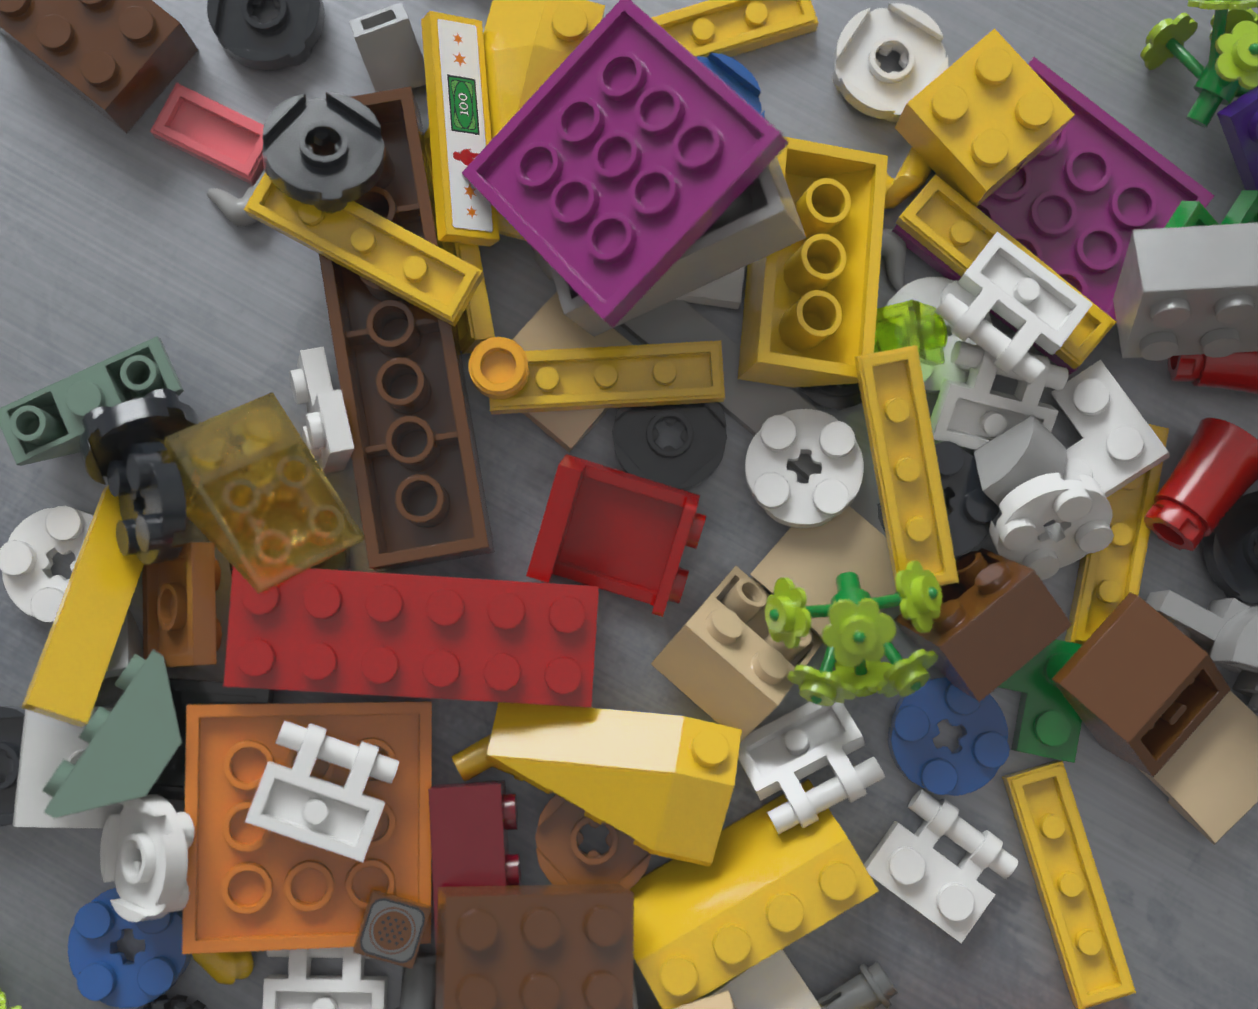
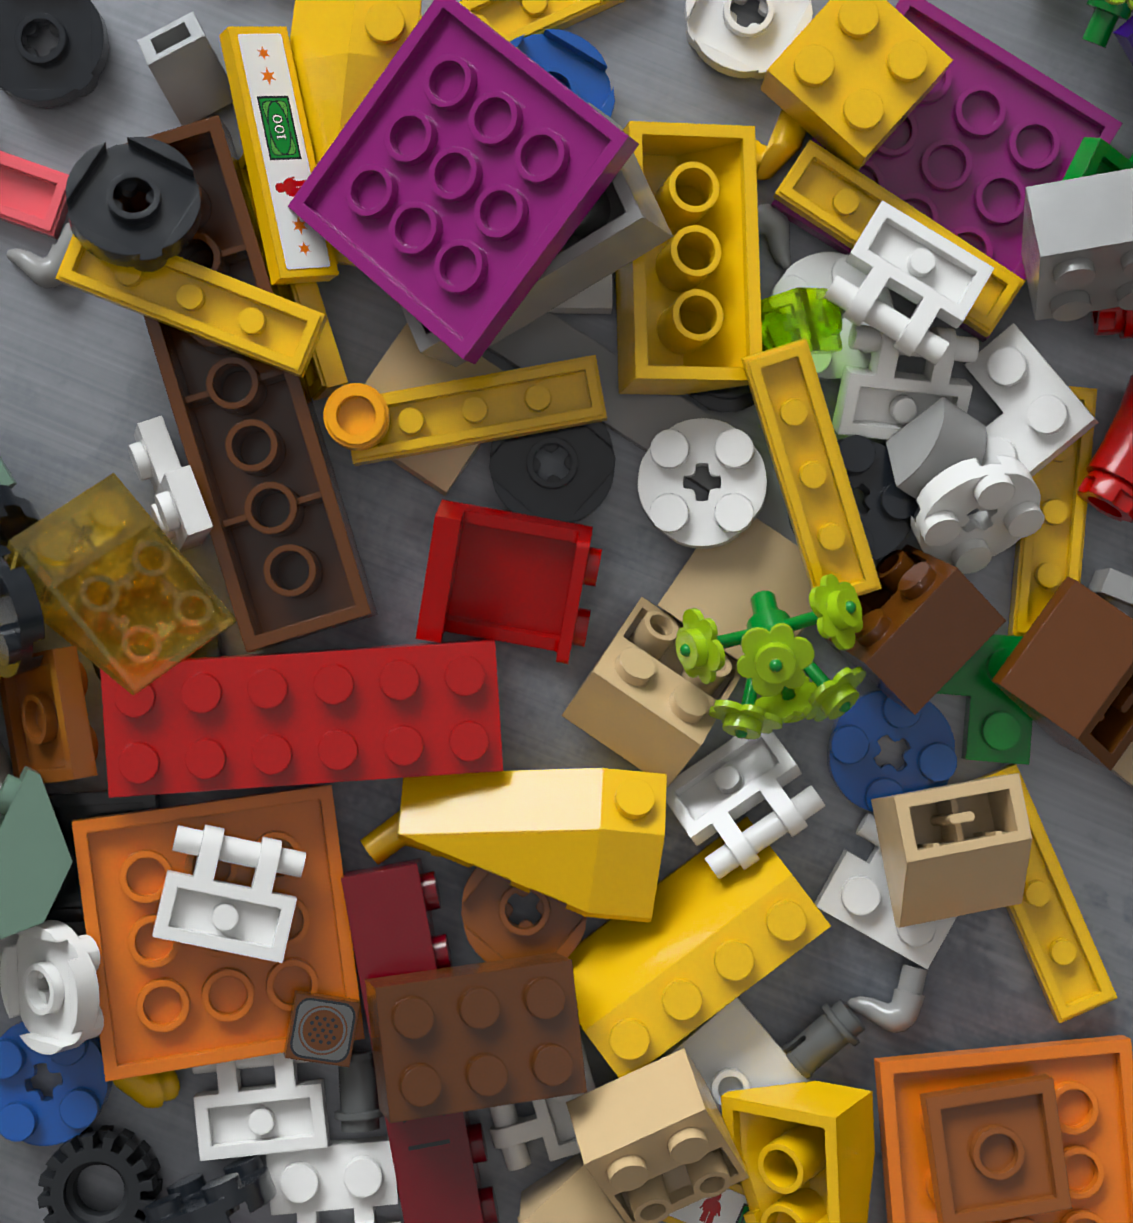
camera: 10 degrees left, 5 degrees up
(935, 977) = (905, 1004): none -> light grey animal
(1002, 832) = (954, 848): none -> tan slope

